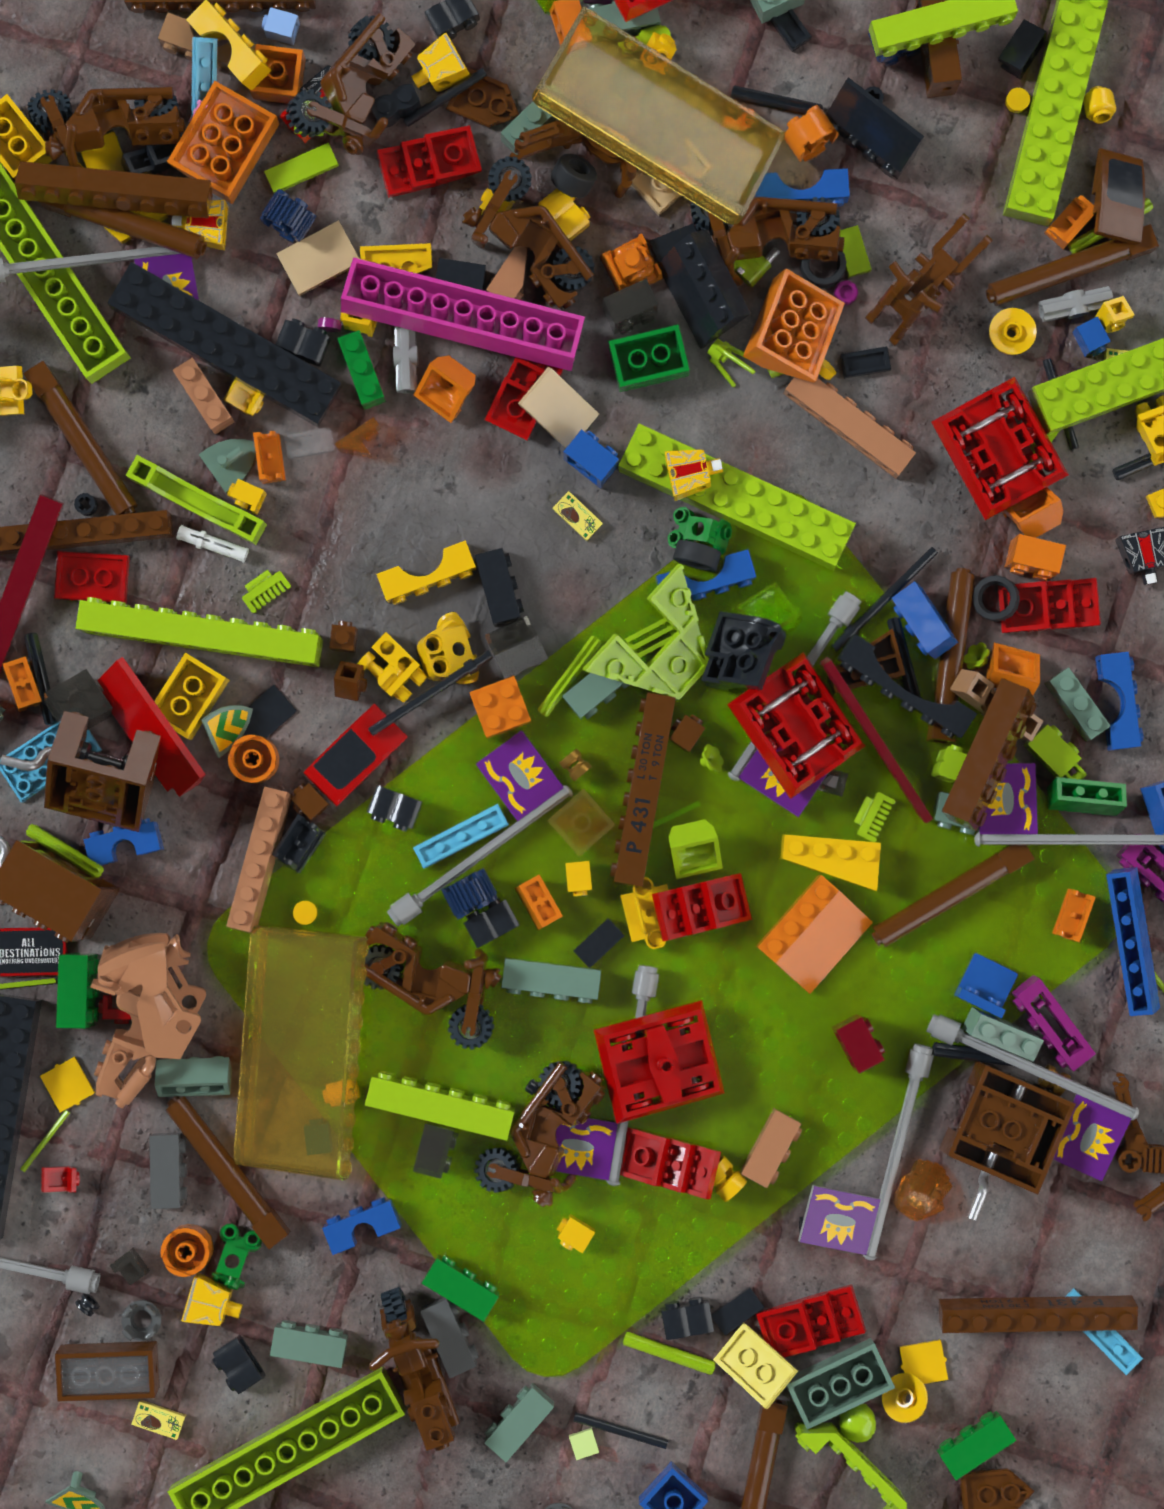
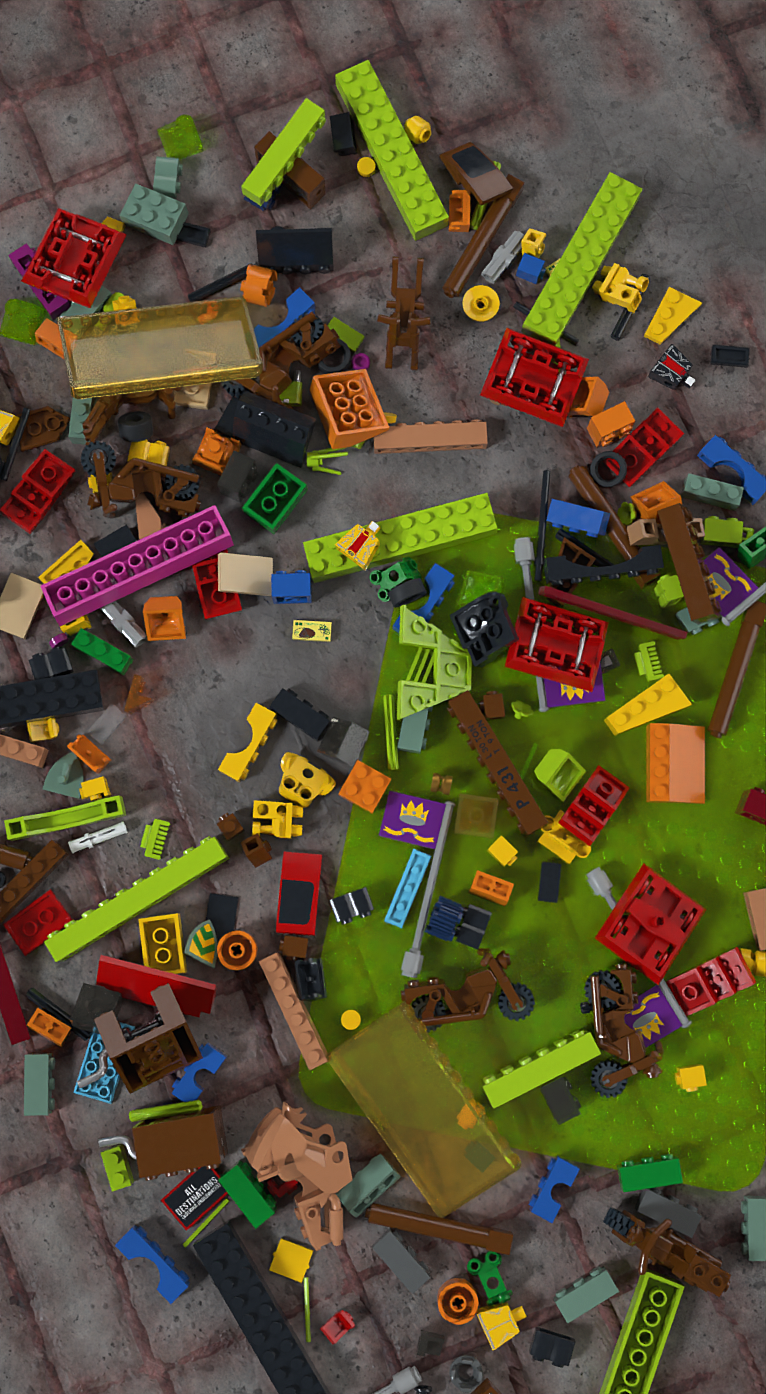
camera: 40 degrees left, 5 degrees down
(470, 667) = (325, 777): black bar -> none
(551, 979) = (540, 929): sand green brick -> none
(865, 362) = (408, 394): black tile -> none

